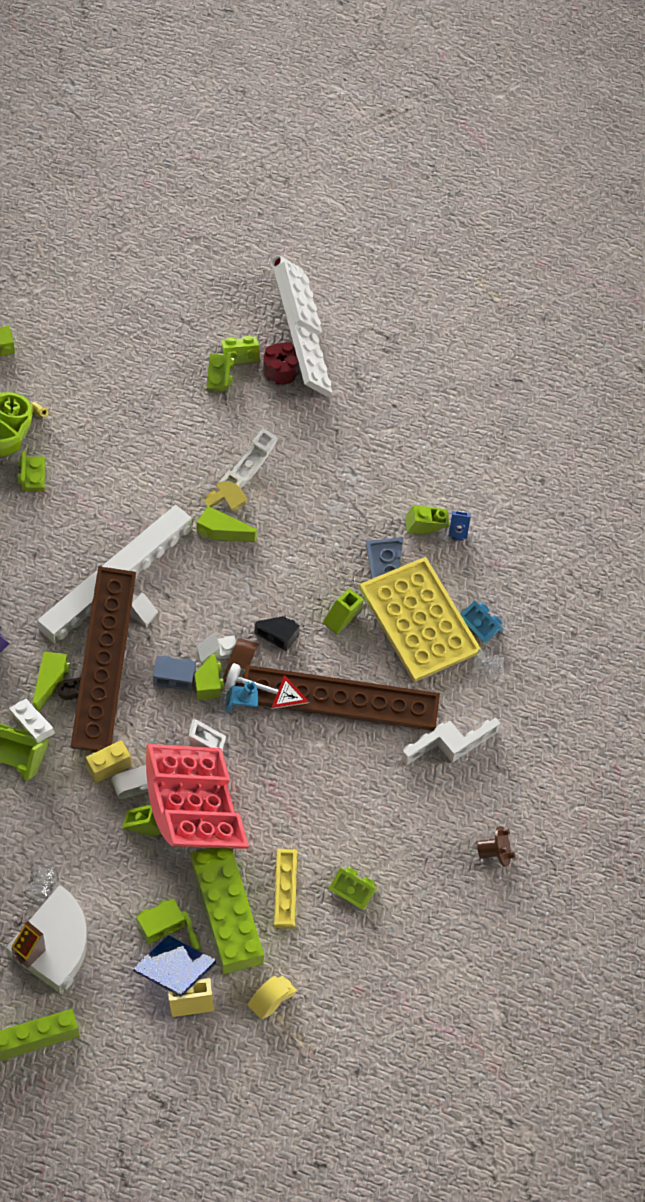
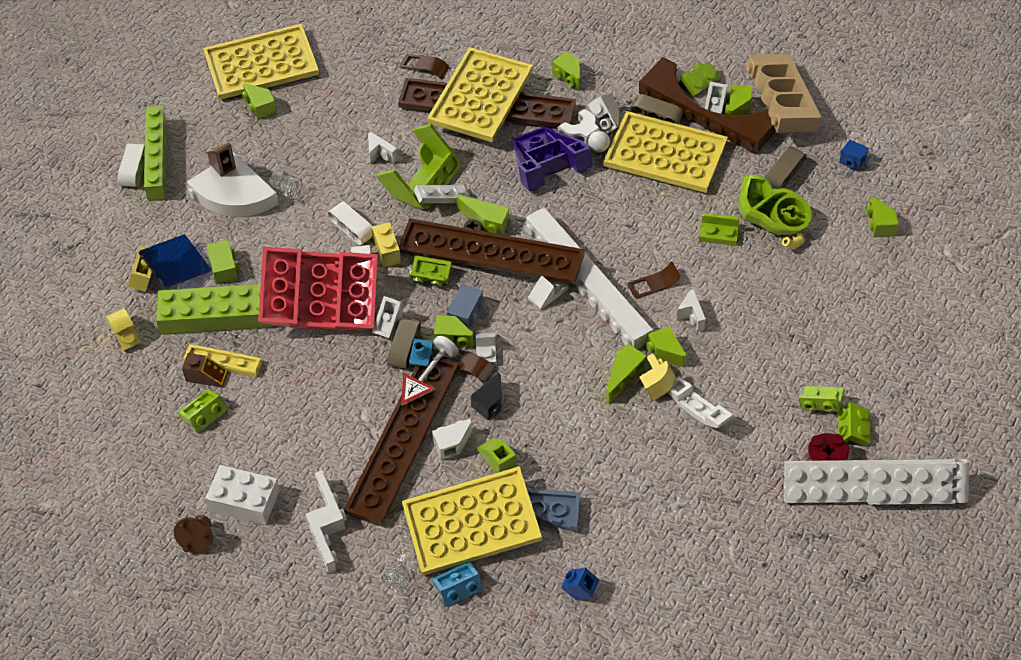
camera: 110 degrees right, 5 degrees down
(33, 1064) = (132, 165): none -> white beam
(82, 805) = (351, 223): none -> white beam
(103, 517) = (657, 281): none -> reddish brown piece
(135, 714) = (430, 270): none -> lime bracket
(136, 482) = (691, 309): none -> white slope
(187, 495) = (666, 346): none -> lime slope
(192, 937) = (217, 282): lime piece -> none
(231, 719) = (402, 343): none -> dark tan beam
(307, 899) = (203, 370): none -> reddish brown slope
(334, 653) = (452, 438): none -> white slope
(426, 519) = (594, 552): lime slope -> none
(443, 819) = (242, 494): none -> white brick

